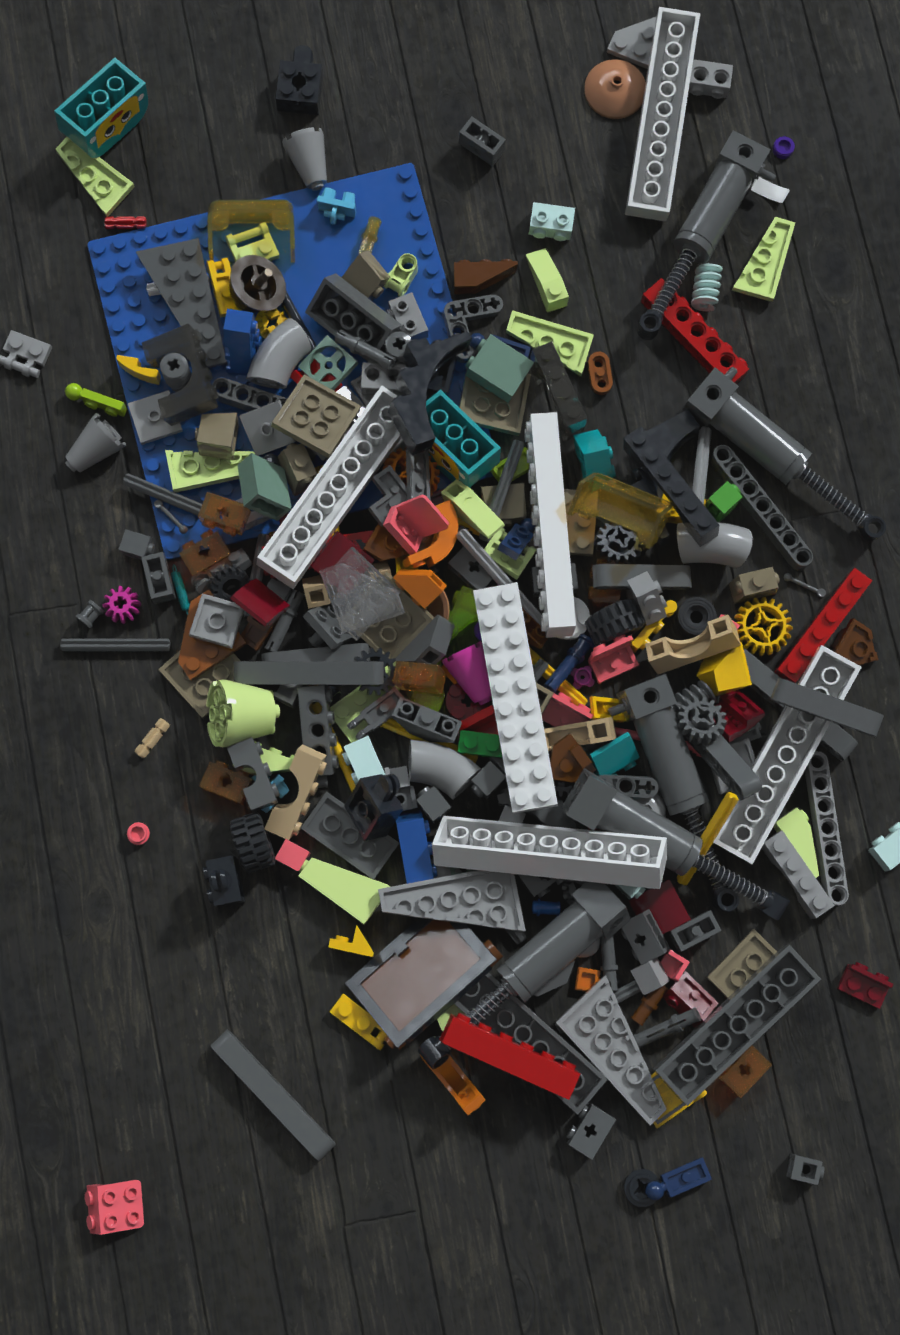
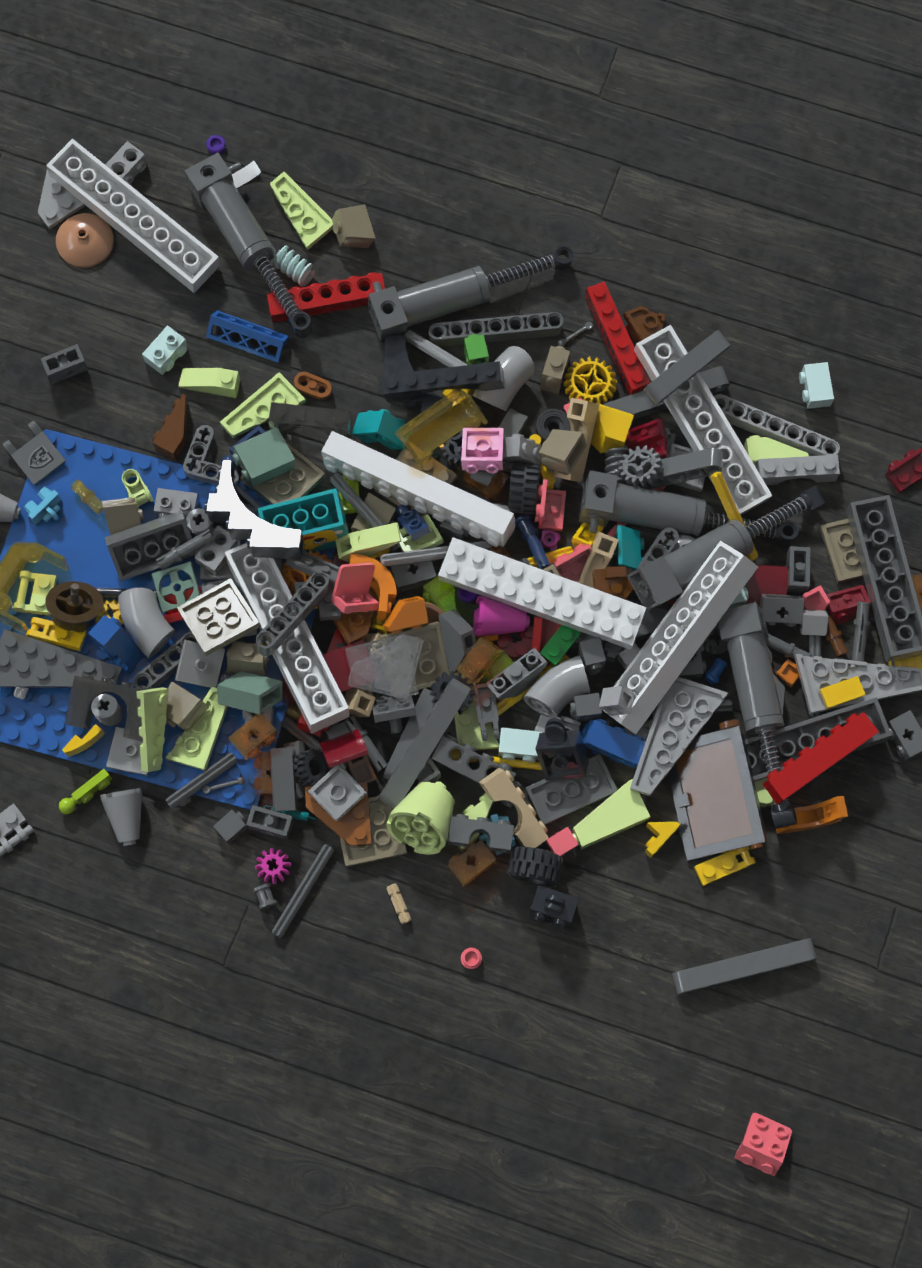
camera: 55 degrees left, 5 degrees down
(186, 416) = (153, 717): none -> yellowish green wing
(202, 565) = (282, 779): none -> dark grey tile
(364, 474) = (289, 622): none -> dark grey beam
(380, 171) = (37, 457): none -> dark grey flag
(451, 828) = (616, 700): none -> light grey brick
(593, 1042) = (842, 692): none -> yellow tile
(616, 282) = (248, 329): none -> blue fence
(622, 560) = (482, 449): none -> bright pink plate
(672, 637) = (562, 450): none -> dark tan torso
(779, 317) = (353, 227): none -> dark tan torso

